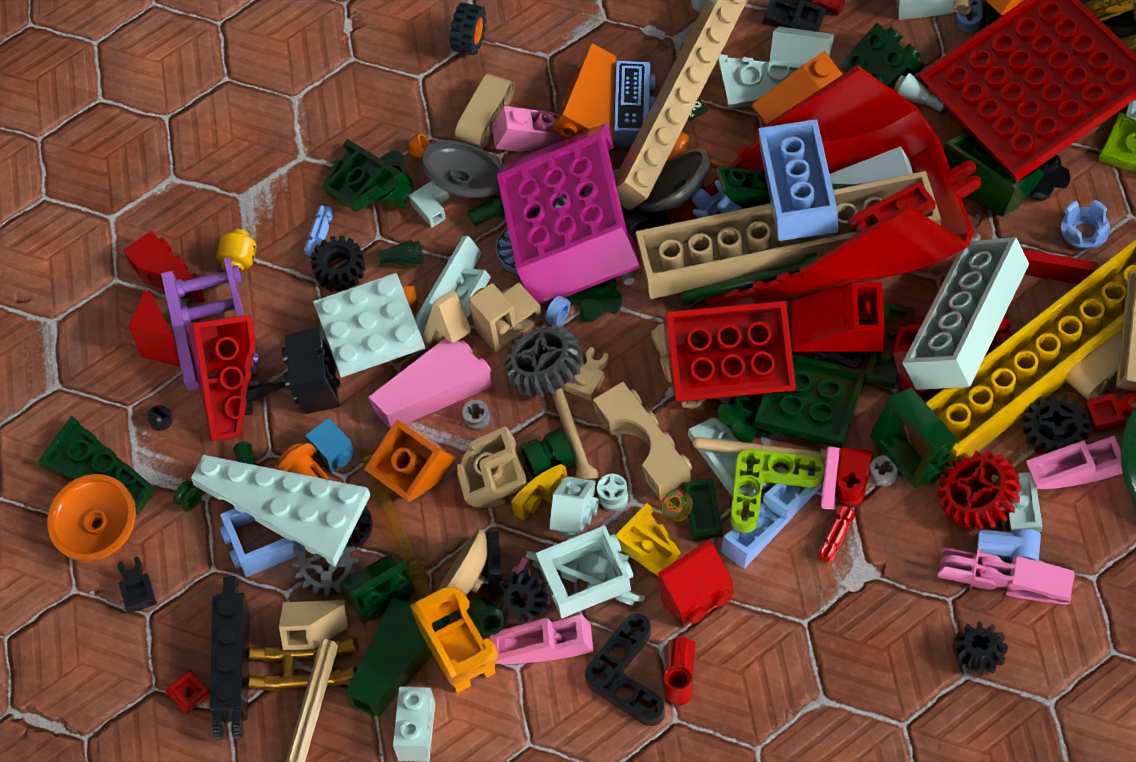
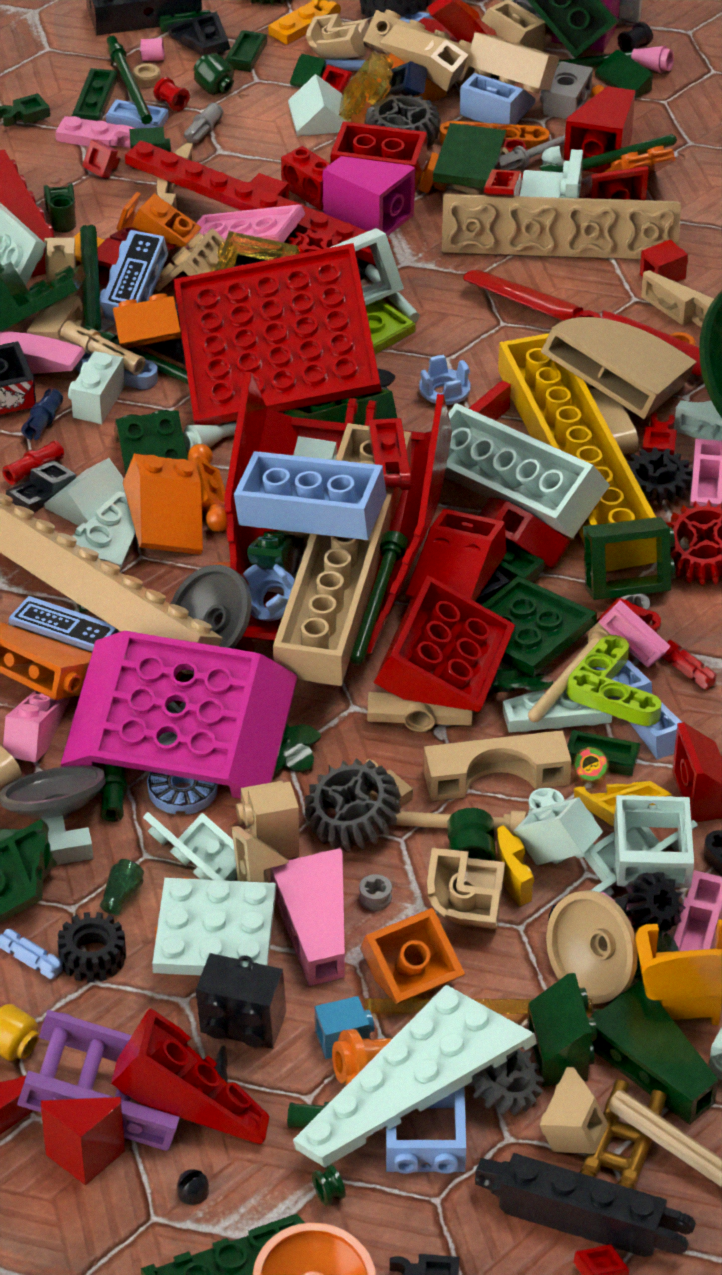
camera: 75 degrees left, 15 degrees down
(558, 310) = (291, 773): light blue tile -> none

